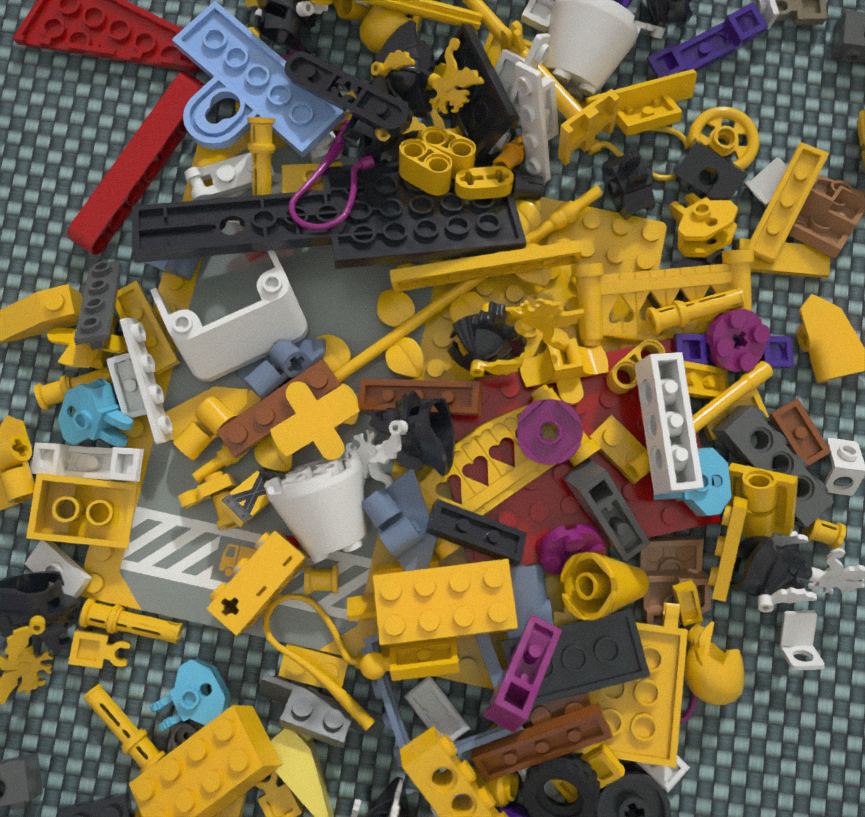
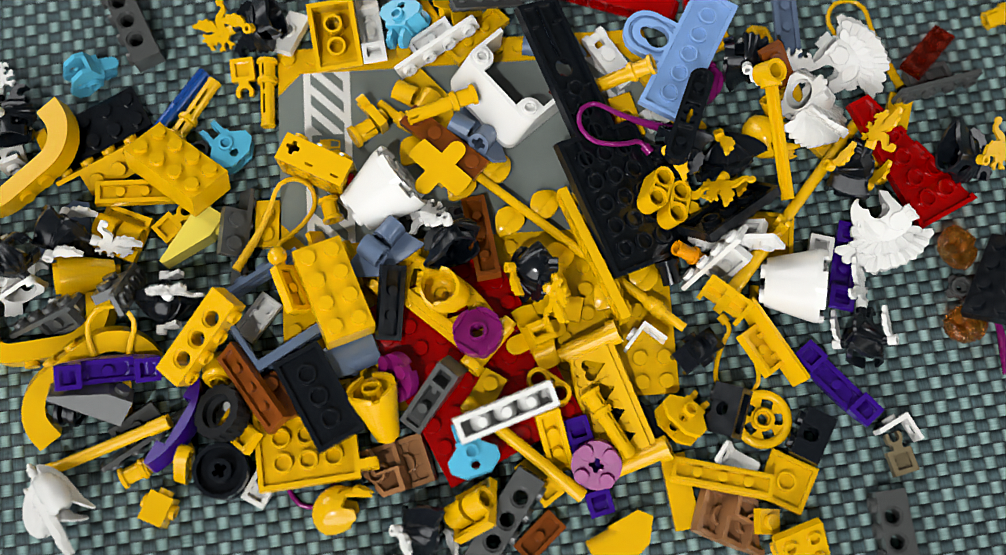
camera: 75 degrees right, 5 degrees down
(103, 743) = (183, 98): none -> blue axle
(231, 379) = (452, 101): none -> yellow pin
(248, 497) = (371, 138): tile -> none
(483, 182) = (658, 237): yellow beam -> none
(486, 460) = (442, 290): none -> yellow helmet
(523, 675) = (297, 357): magenta slope -> none
(590, 247) = (649, 329): none -> white bracket
(687, 597) = (382, 476): yellow piece -> none
(727, 548) = (429, 490): yellow plate -> none
(767, 86) = (821, 427): none -> black brick
(795, 126) = (792, 480): none -> yellow tile
(842, 172) = (766, 521): none -> yellow plate

